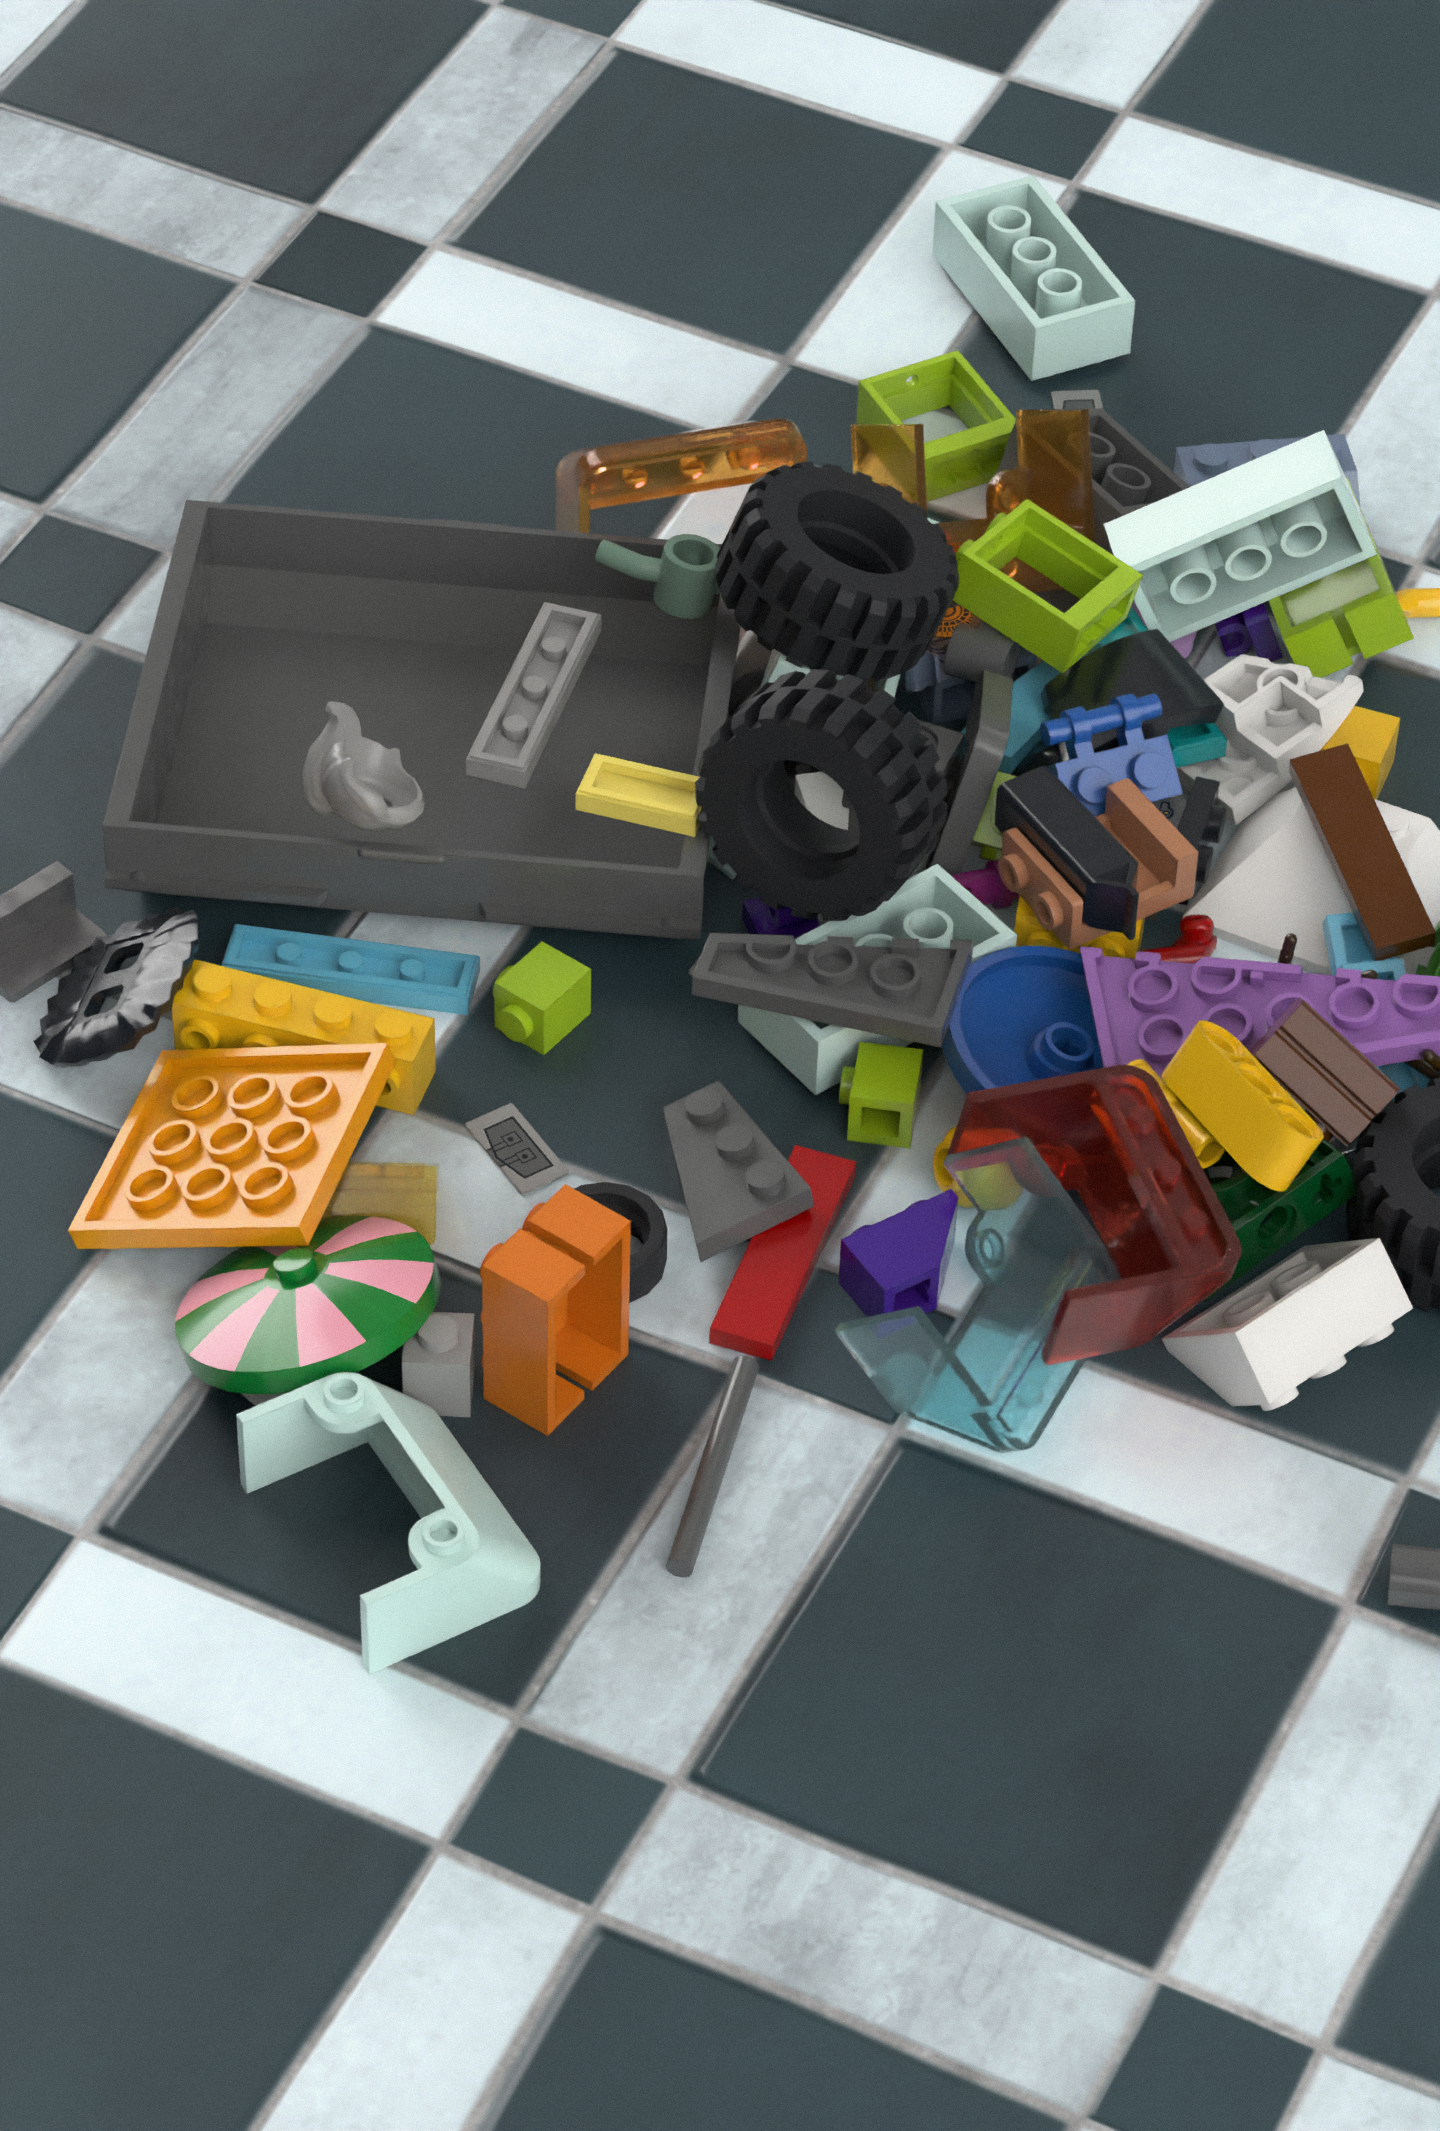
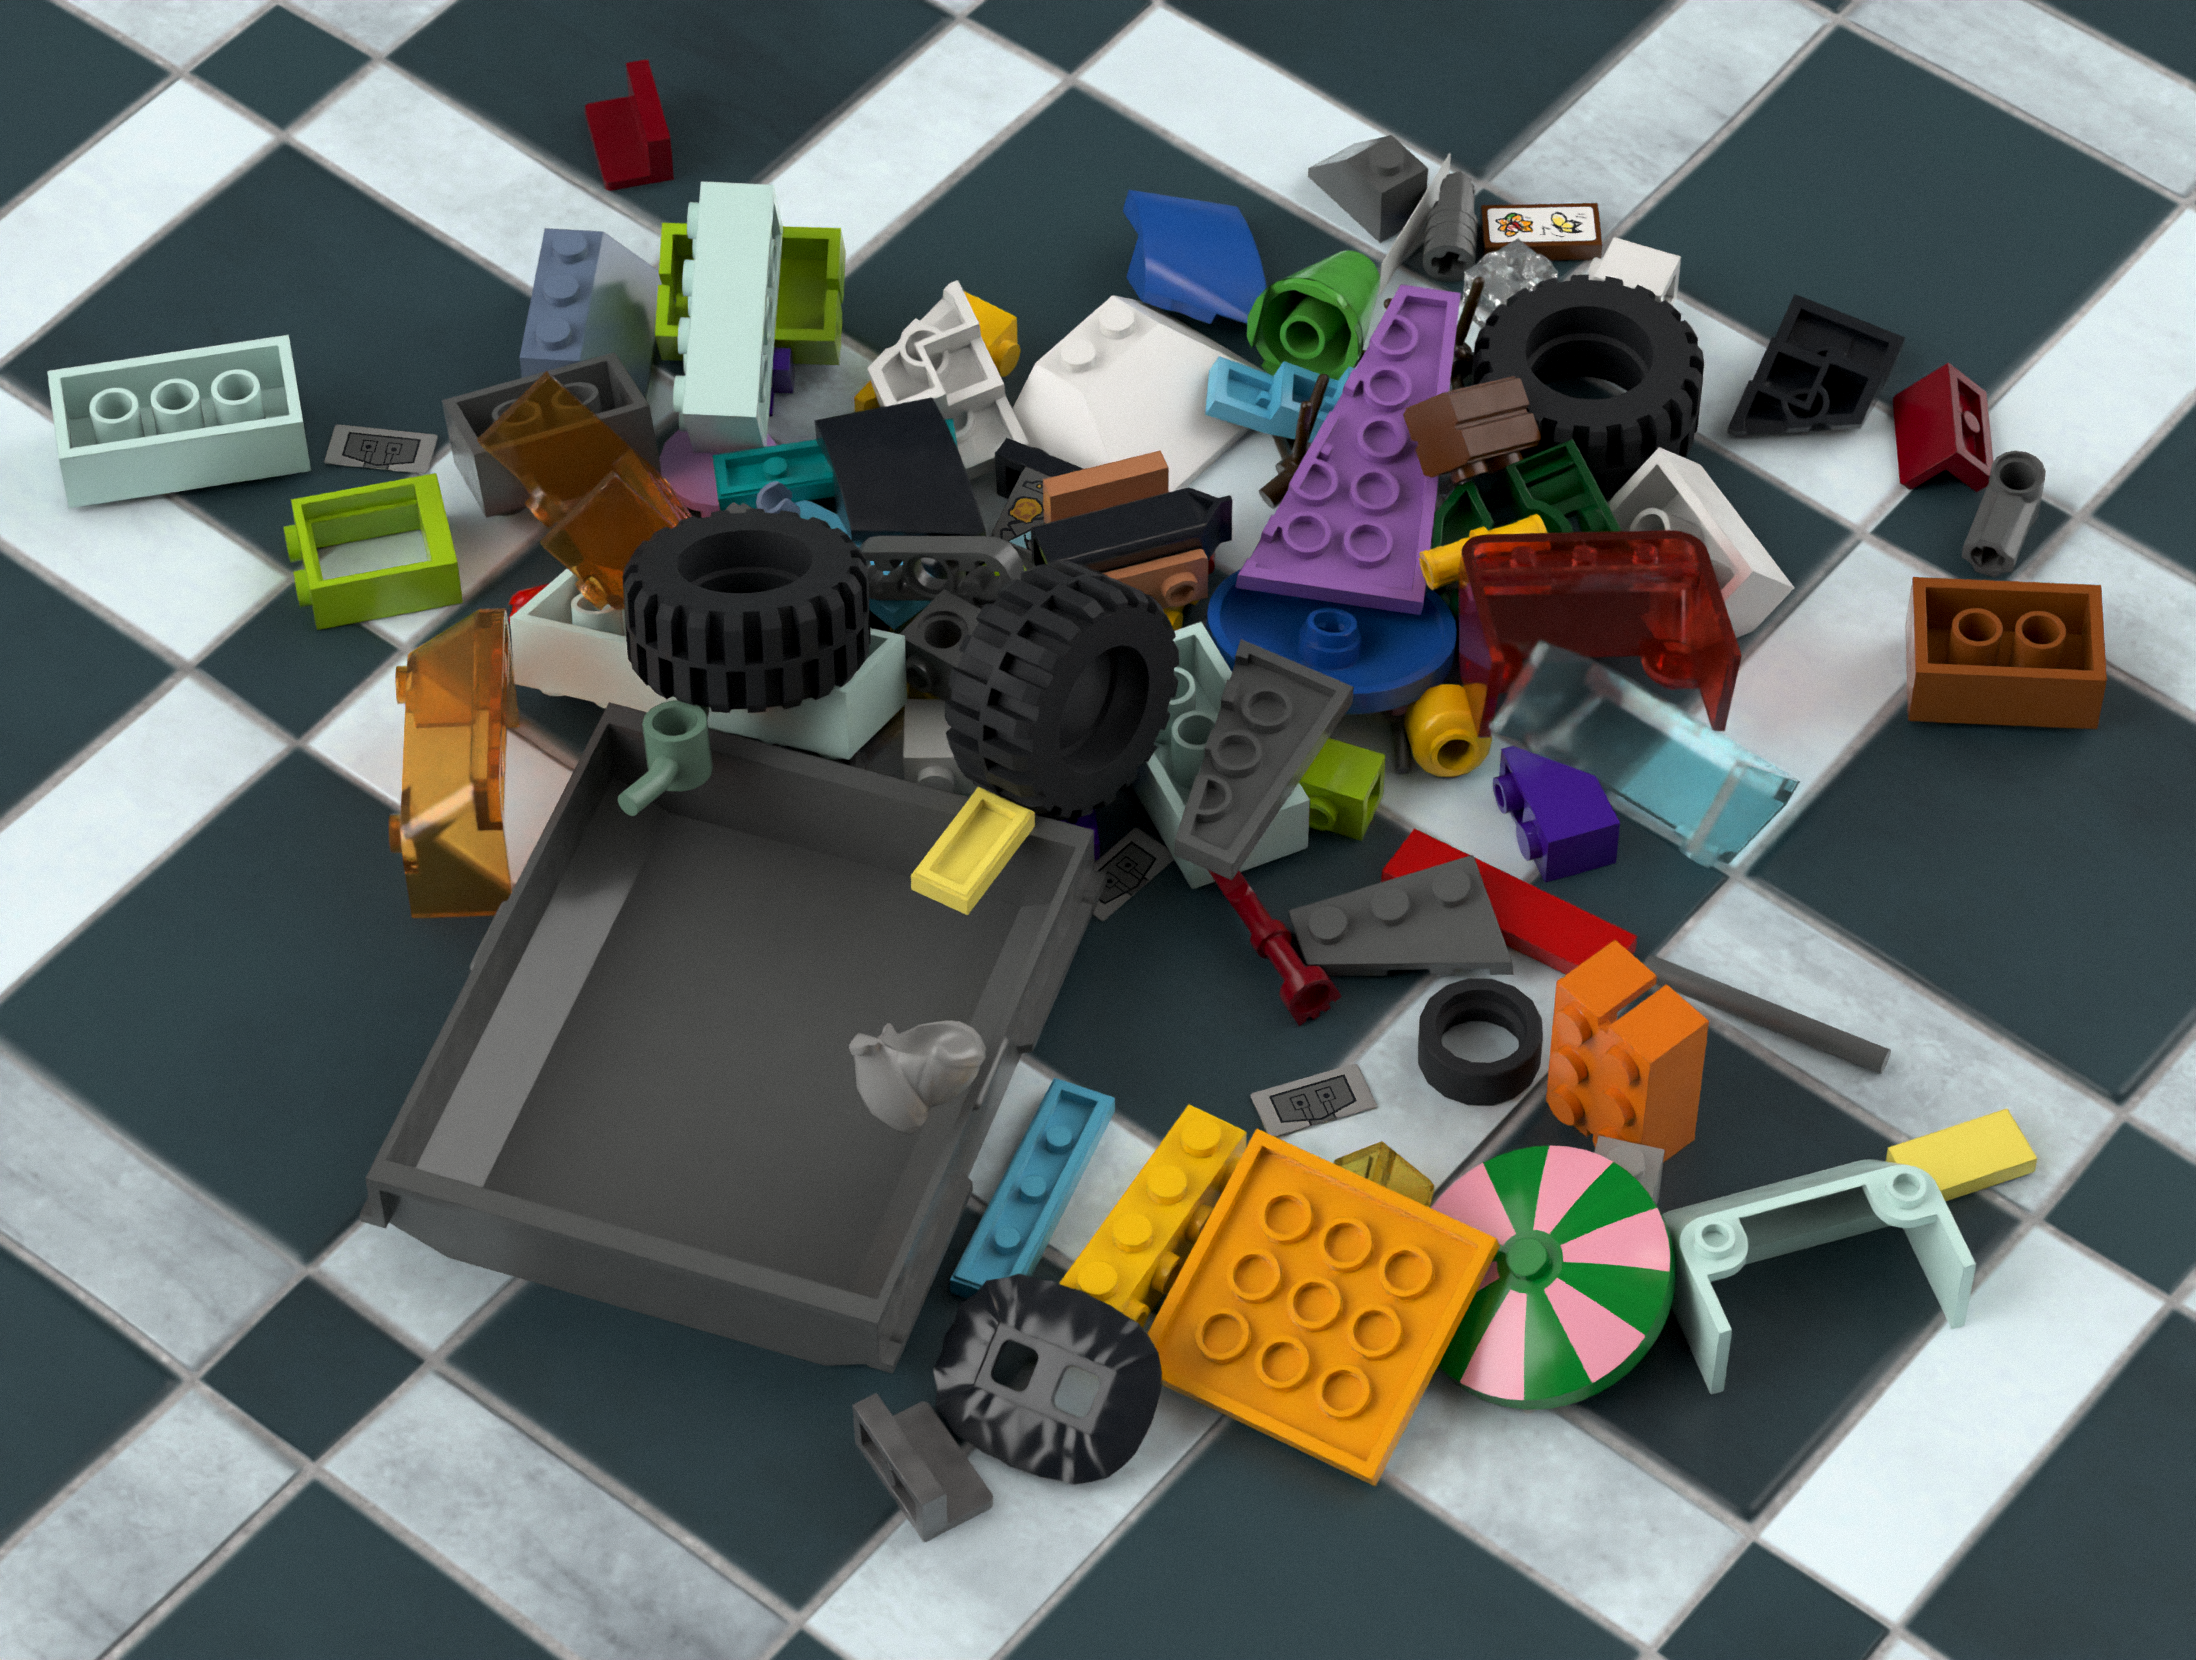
camera: 75 degrees left, 5 degrees up
(533, 695) = (794, 915): light grey tile -> none
(542, 998) = (1137, 1032): lime brick -> none
(567, 1641) = (1969, 1154): none -> light yellow tile
(625, 1105) = (1304, 989): none -> dark red piece
(1065, 557) = (784, 430): lime window -> none
(1143, 761) = (995, 488): plate -> none
(1239, 1587) = (2005, 653): none -> dark orange brick
(1242, 1105) = (1522, 483): yellow beam -> none
(1362, 852) = (1160, 346): reddish brown tile -> none

